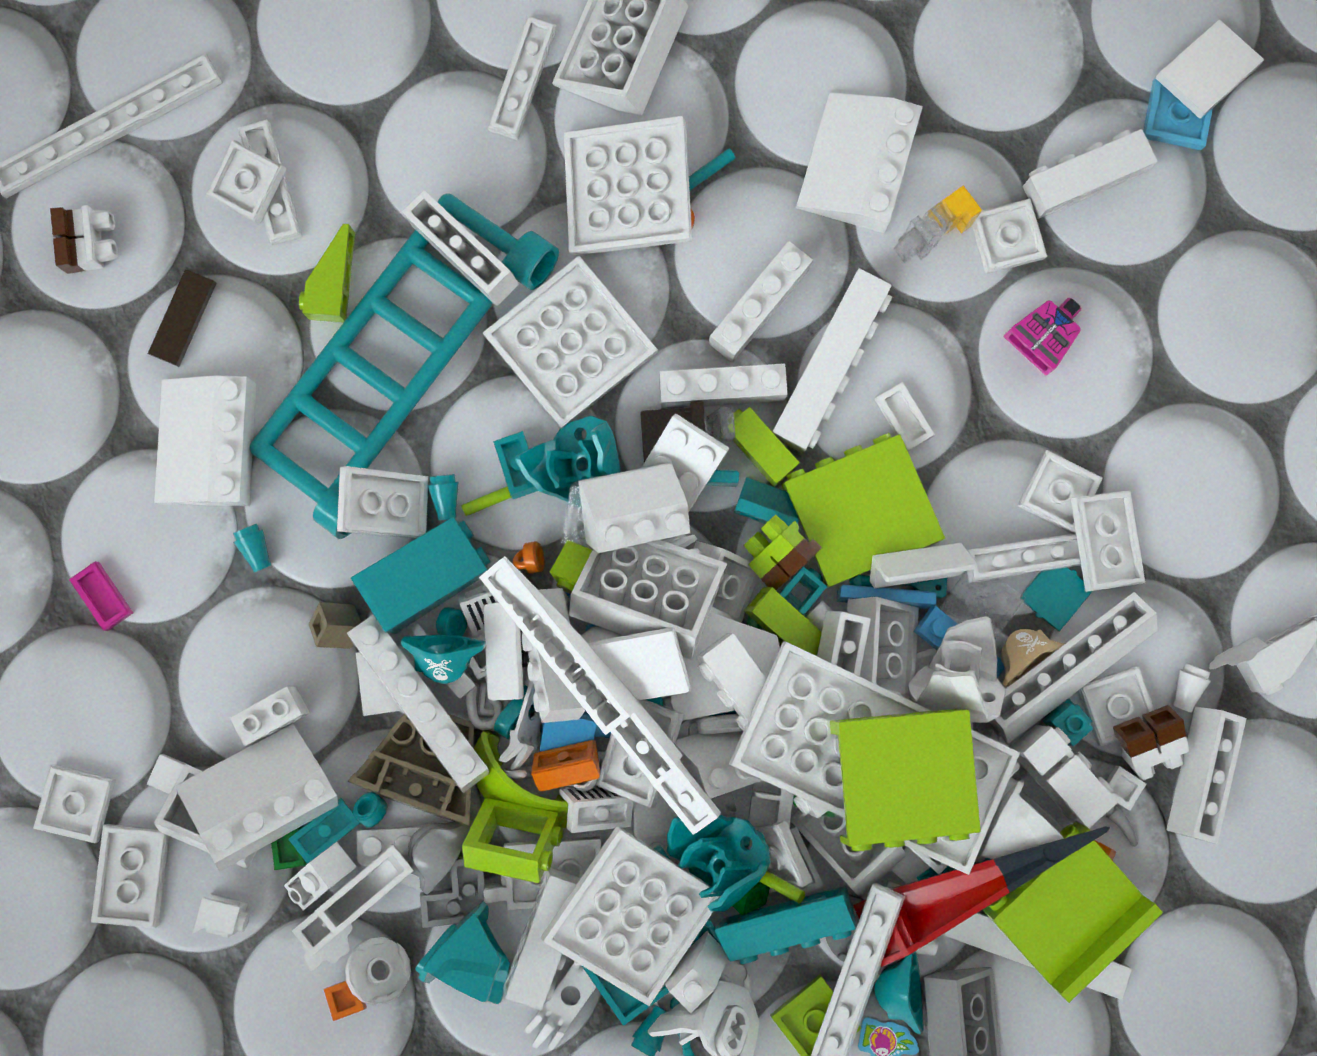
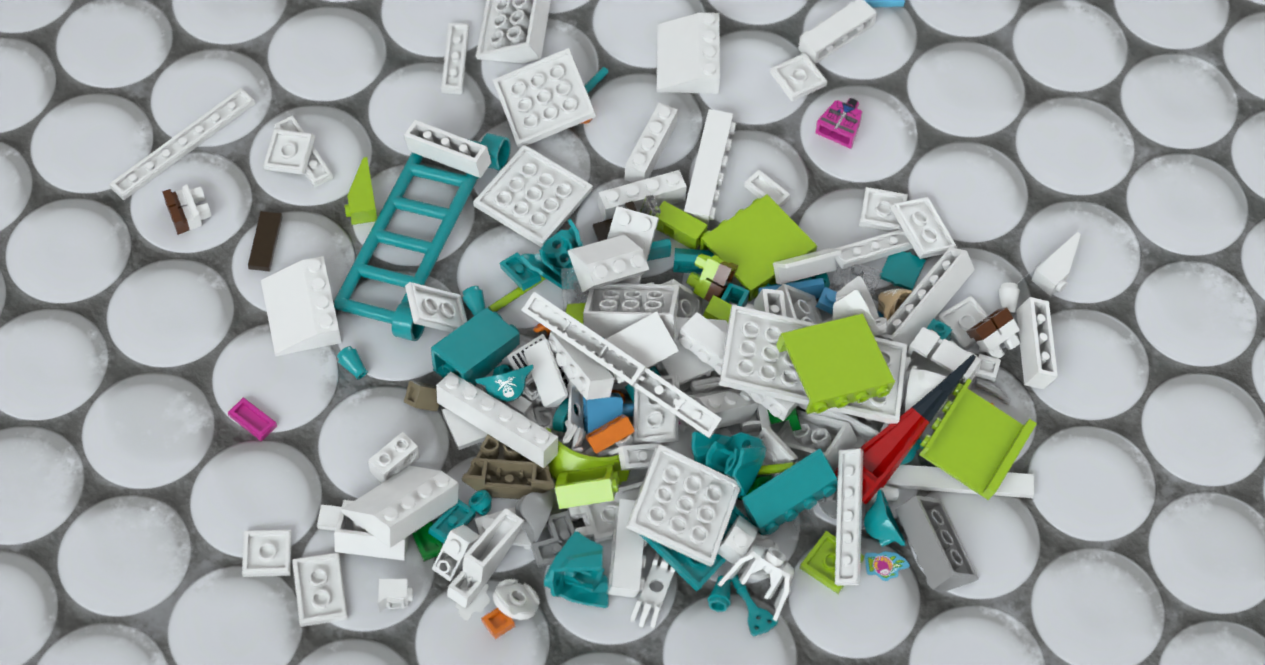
camera: 15 degrees left, 25 degrees down
(925, 234) = (752, 72): clear hips -> none

